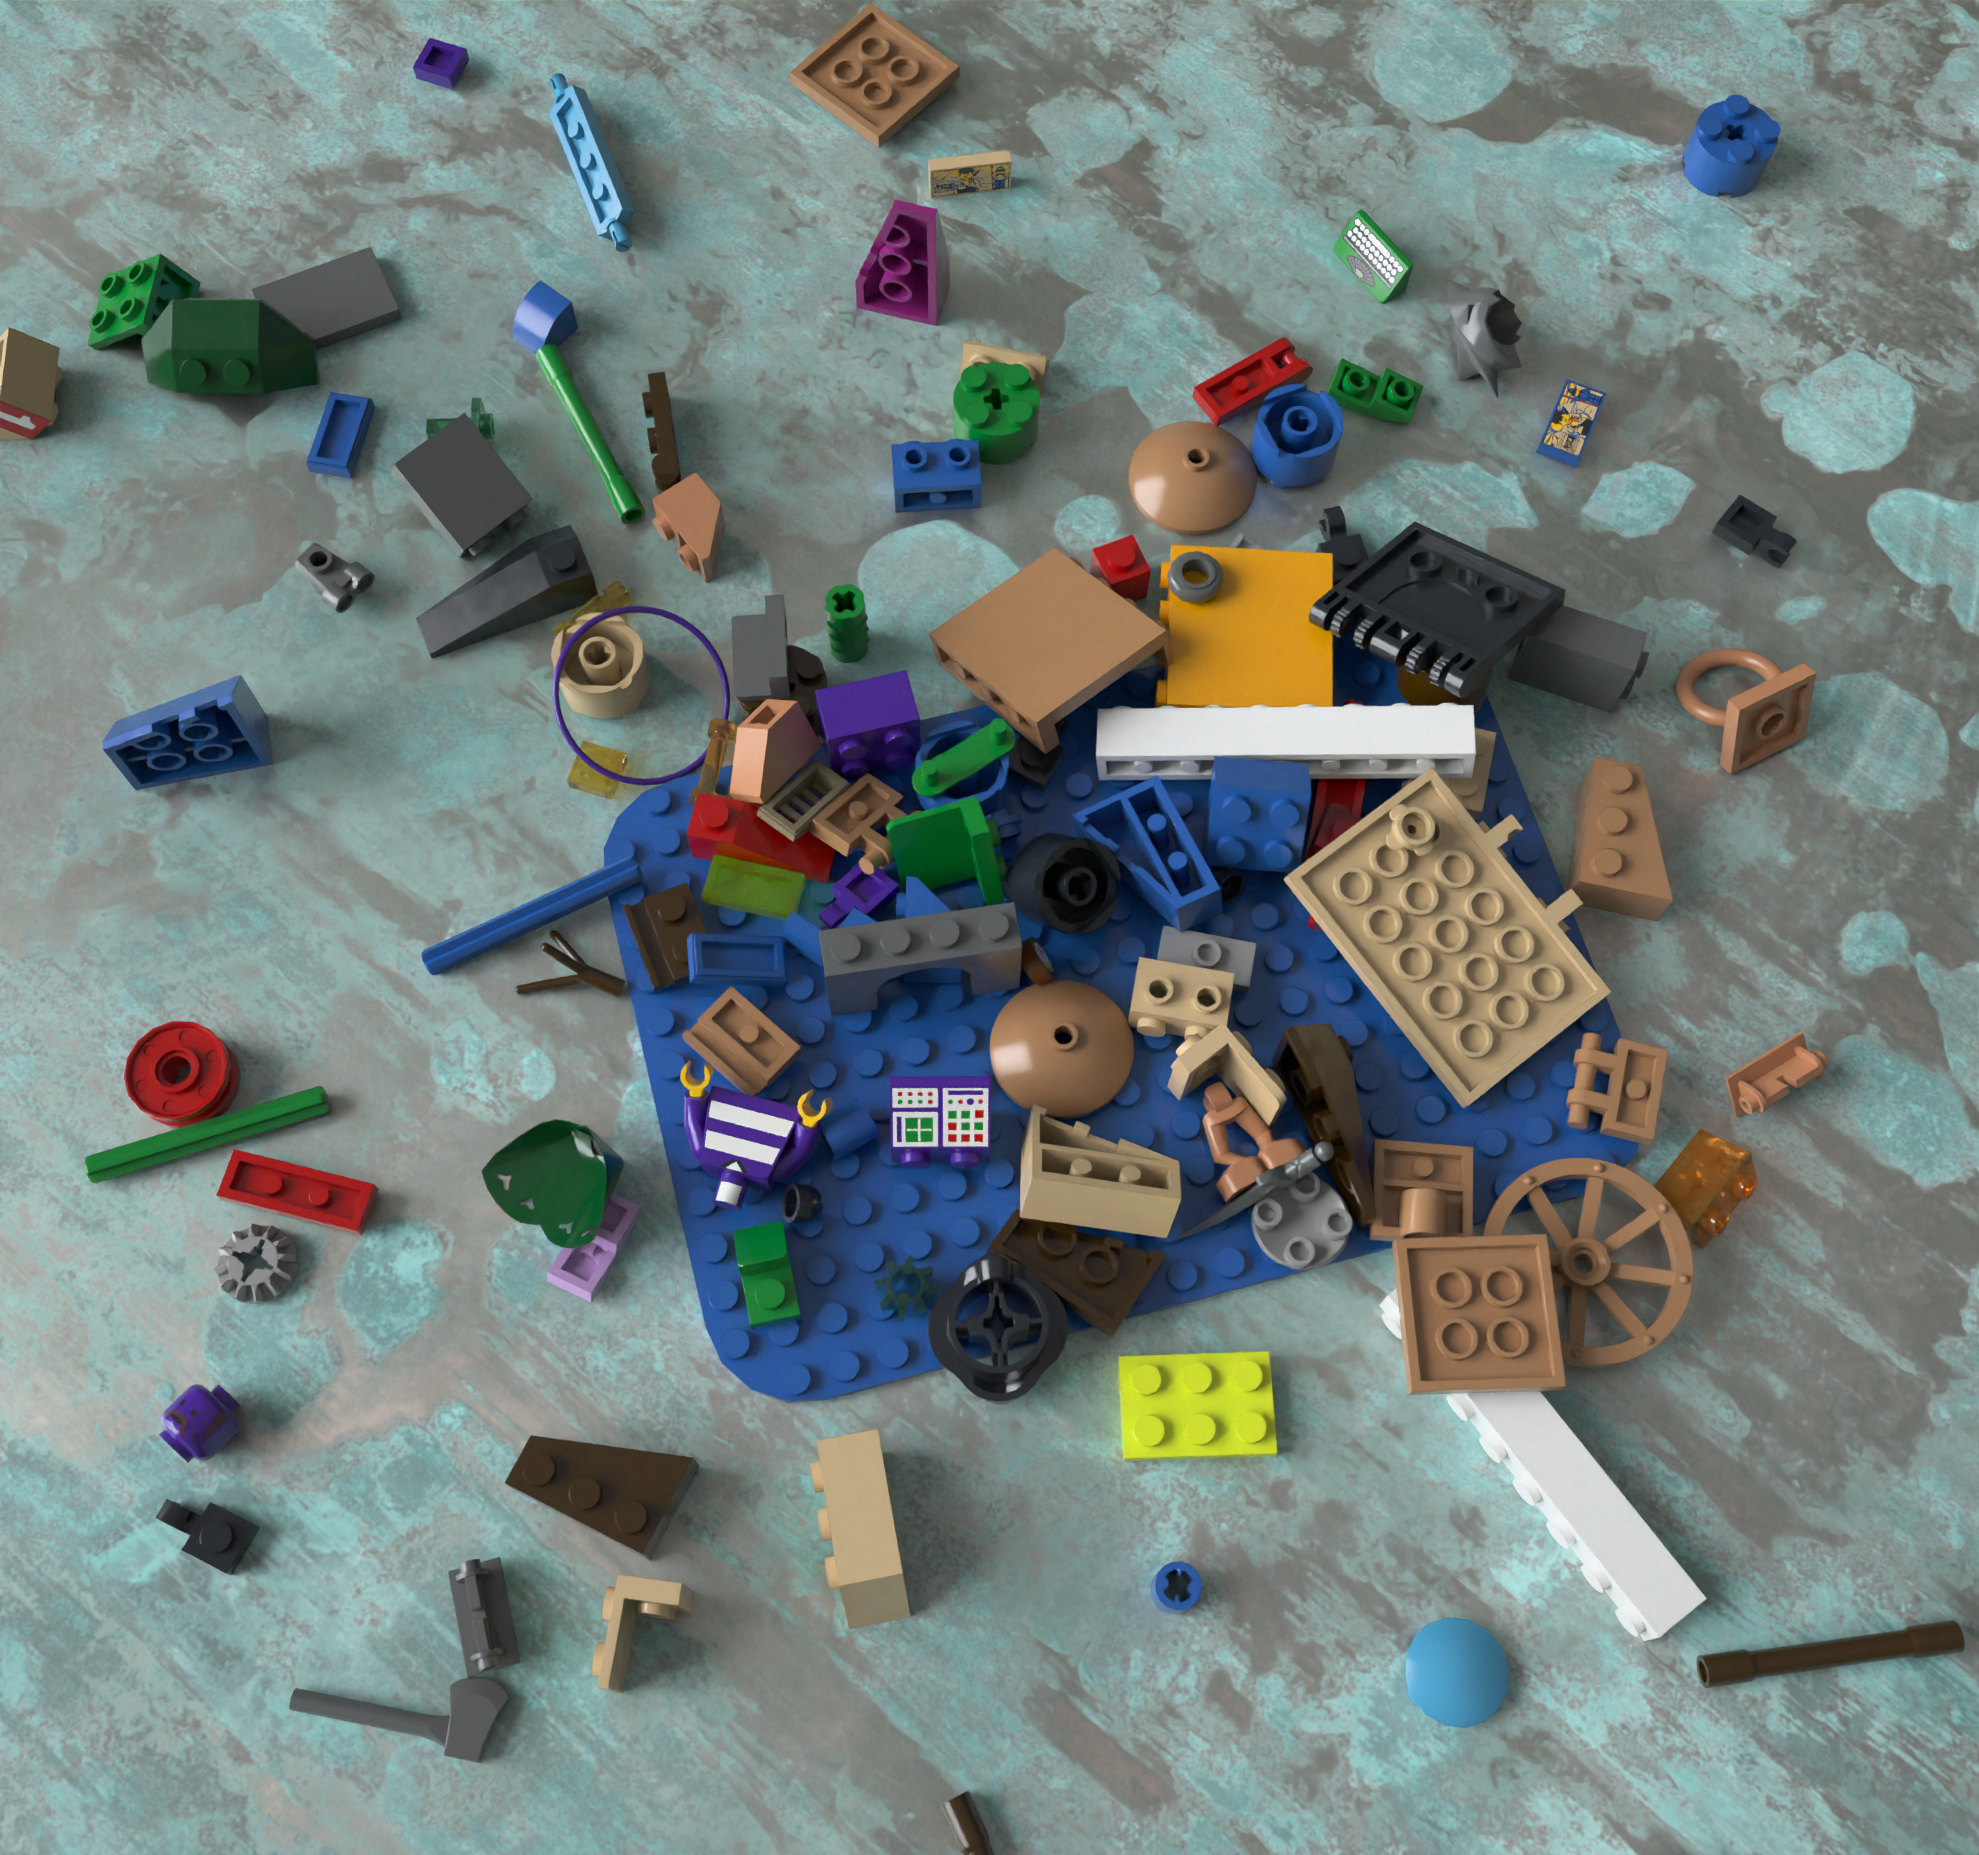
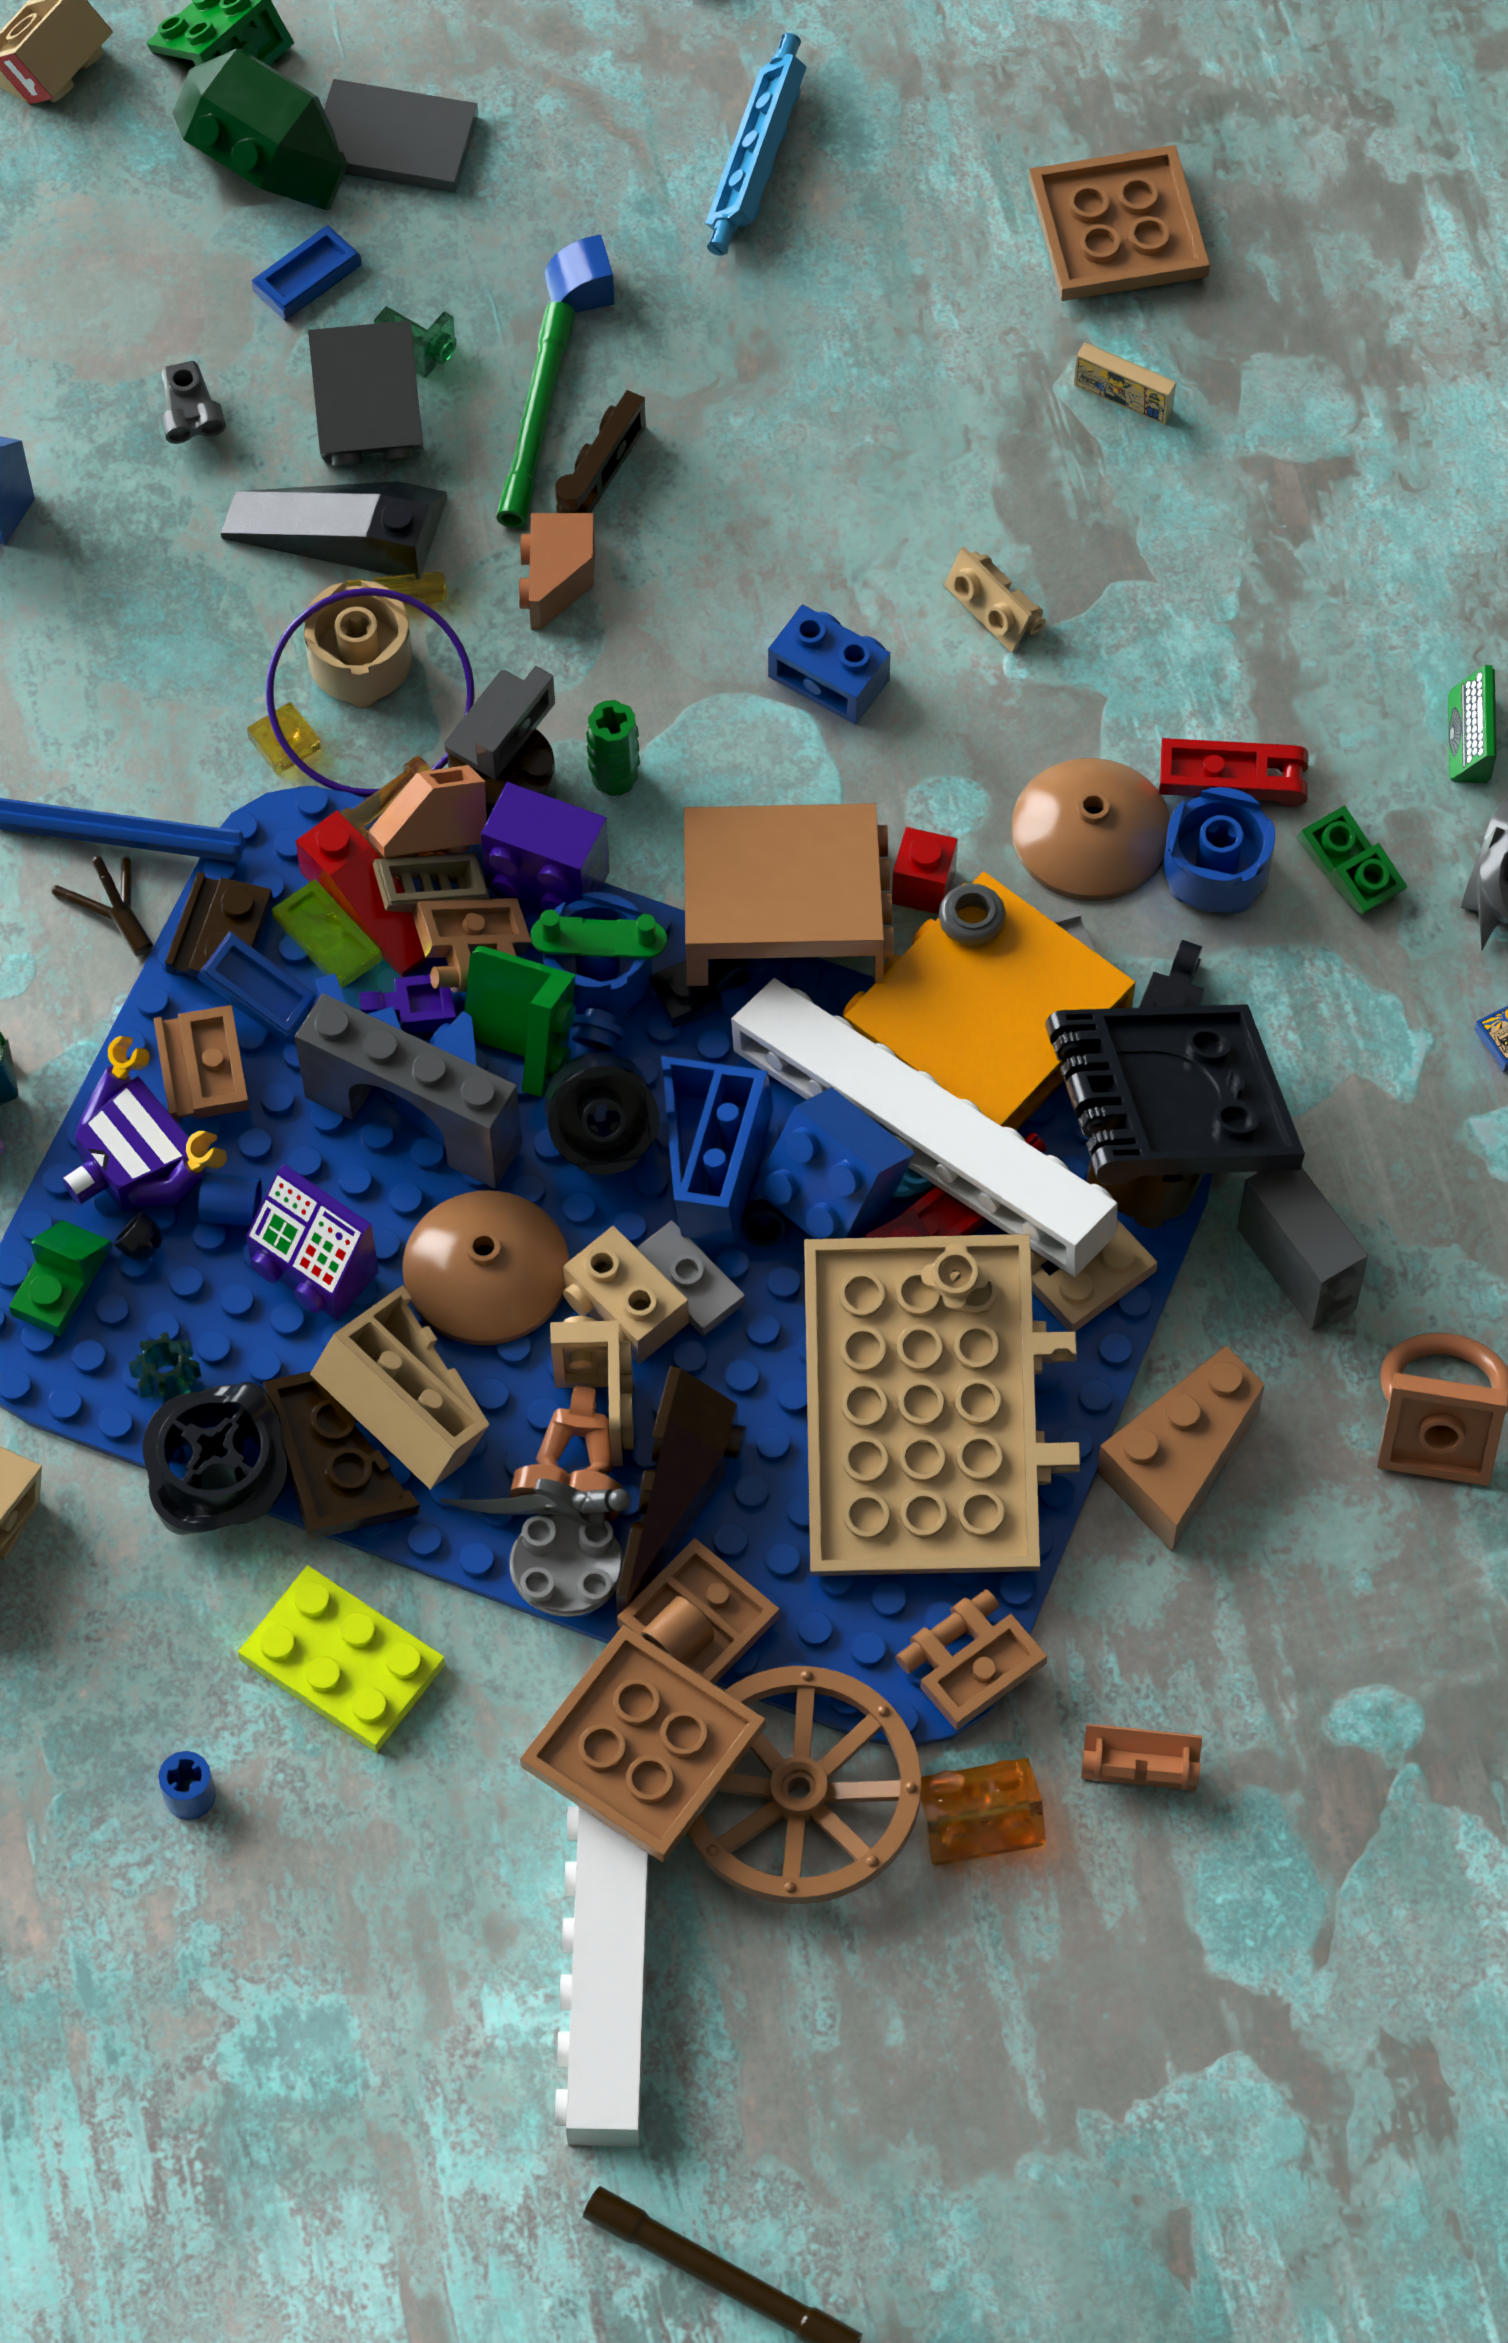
camera: 40 degrees right, 5 degrees down
(906, 266) = (960, 443): magenta wedge -> none
(998, 409) = (939, 638): green brick -> none
(1036, 962) = (523, 1169): reddish brown tile -> none
(1456, 1672) = (372, 2038): dark azure dish -> none

